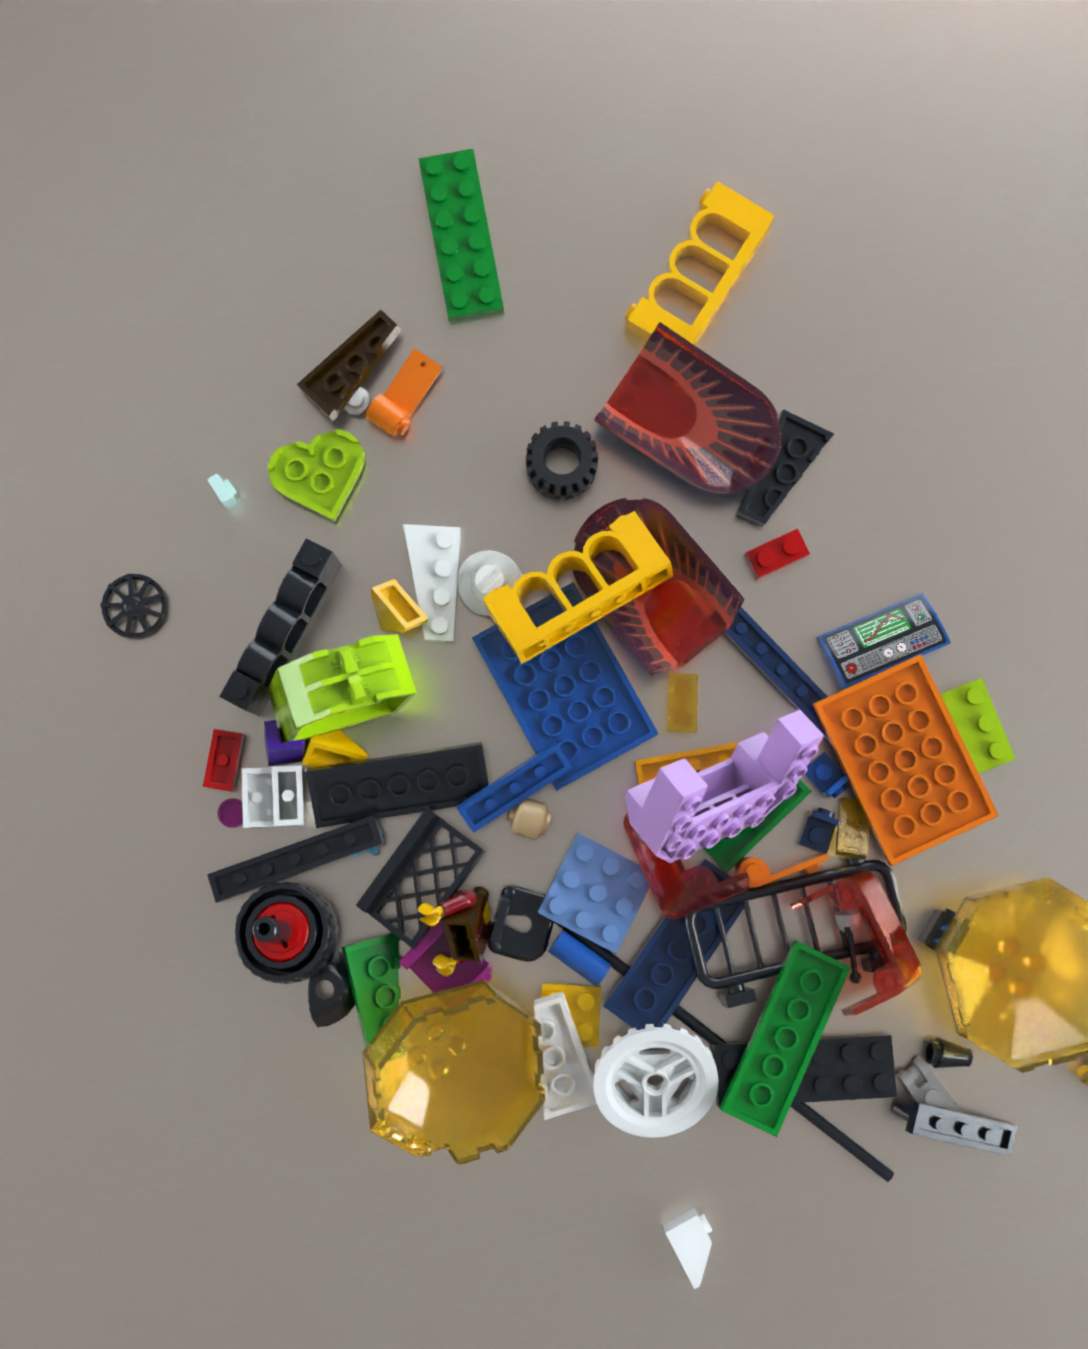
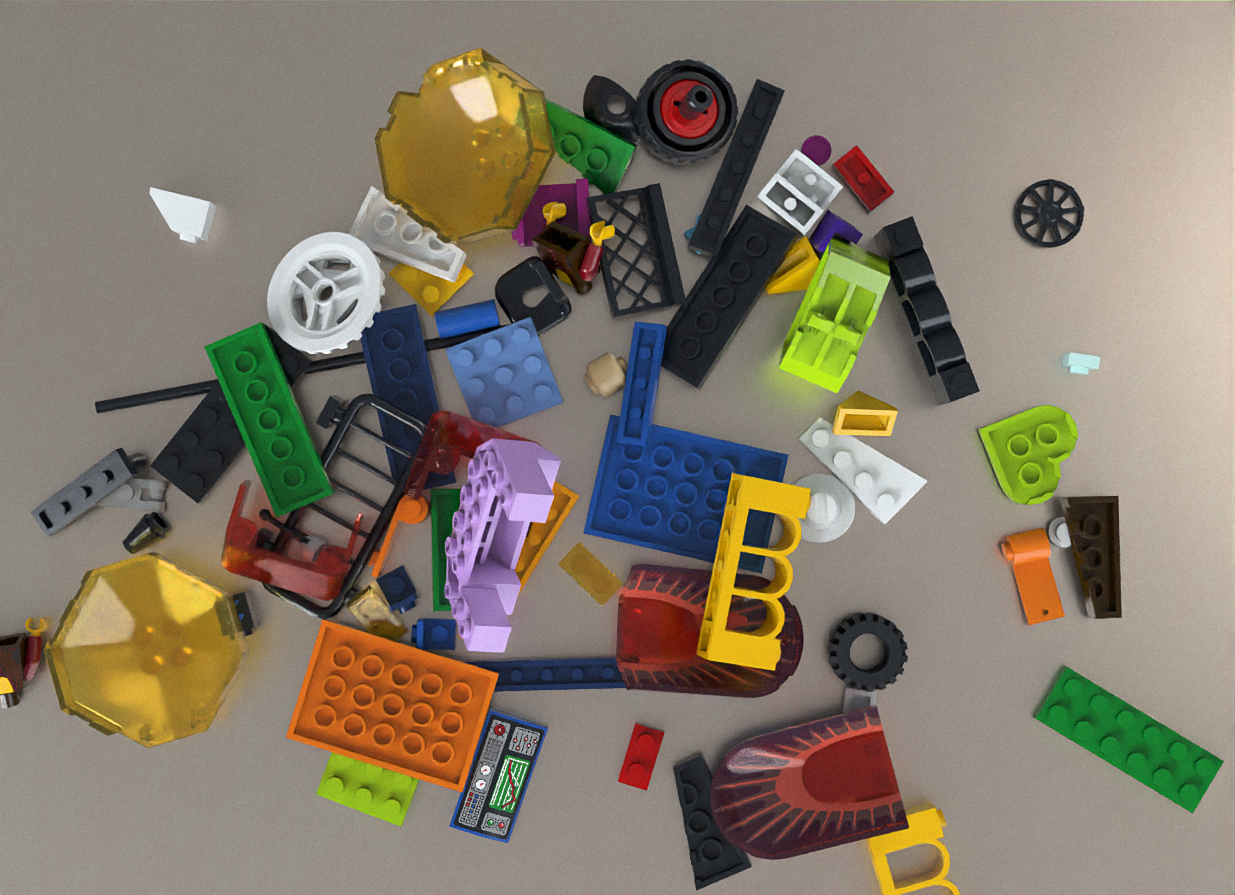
camera: 135 degrees right, 5 degrees up
(603, 438) = (857, 699): none -> white plate

